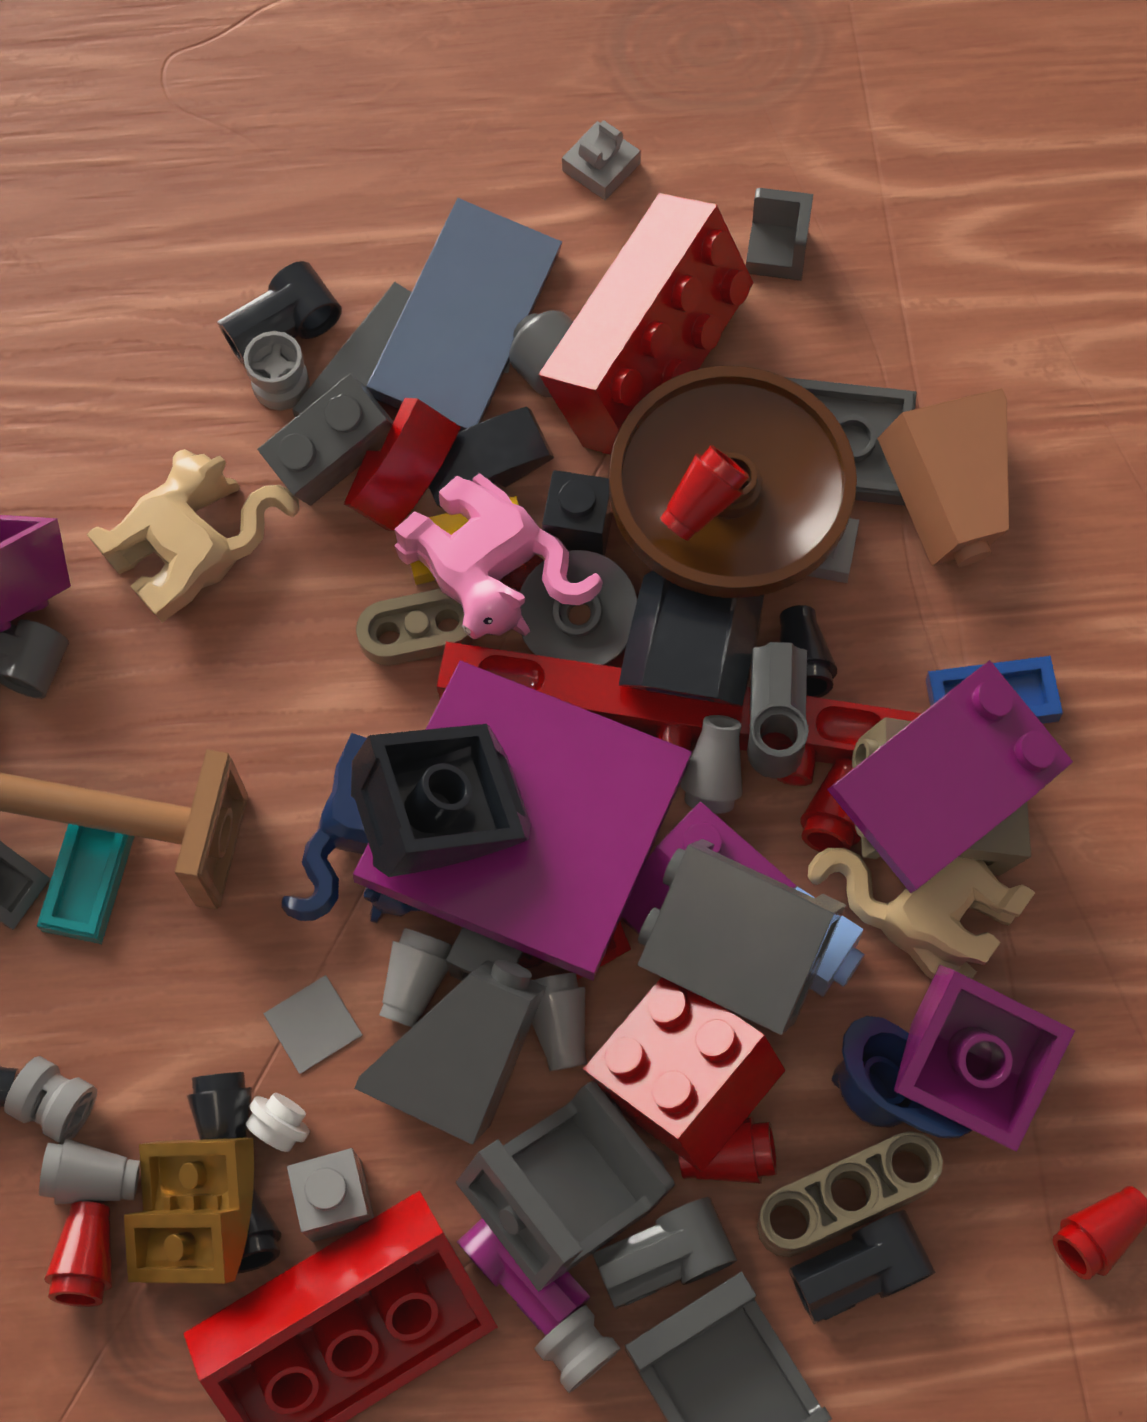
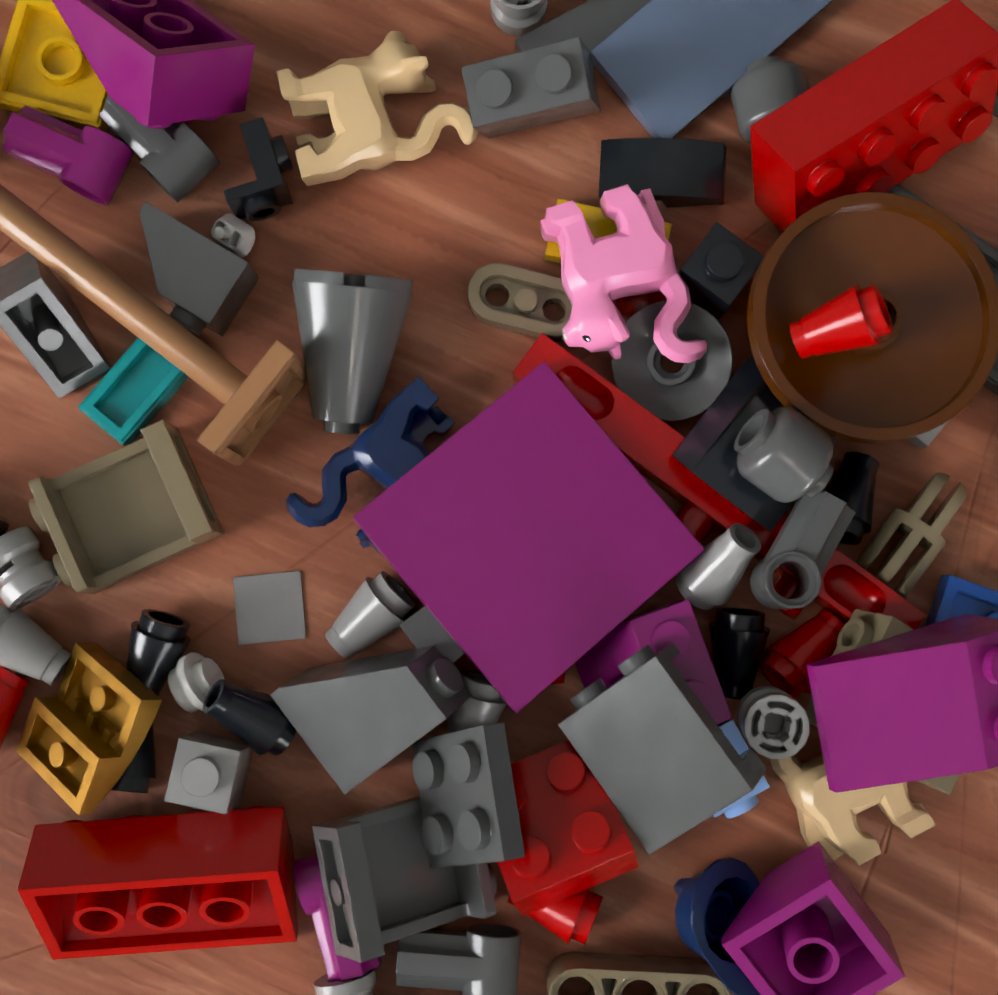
camera: 20 degrees right, 15 degrees up
(95, 744) = (194, 273): none -> dark grey slope
(112, 701) = (233, 234): none -> white rock
(117, 617) = (270, 160): none -> black bracket
(132, 996) = (125, 511): none -> dark tan panel
(270, 731) = (348, 341): none -> dark grey cone
(347, 1122) = (250, 717): none -> black cone
(400, 473) = (578, 152): red slope -> none
(436, 798) = (457, 492): black slope -> none
(588, 1076) = (467, 797): none -> dark grey plate
(712, 625) = (784, 454): none -> dark grey head
(774, 831) = (737, 648): none -> black cone
(829, 874) = (763, 711): none -> light grey wheel
(878, 651) = (914, 533): none -> dark tan arm

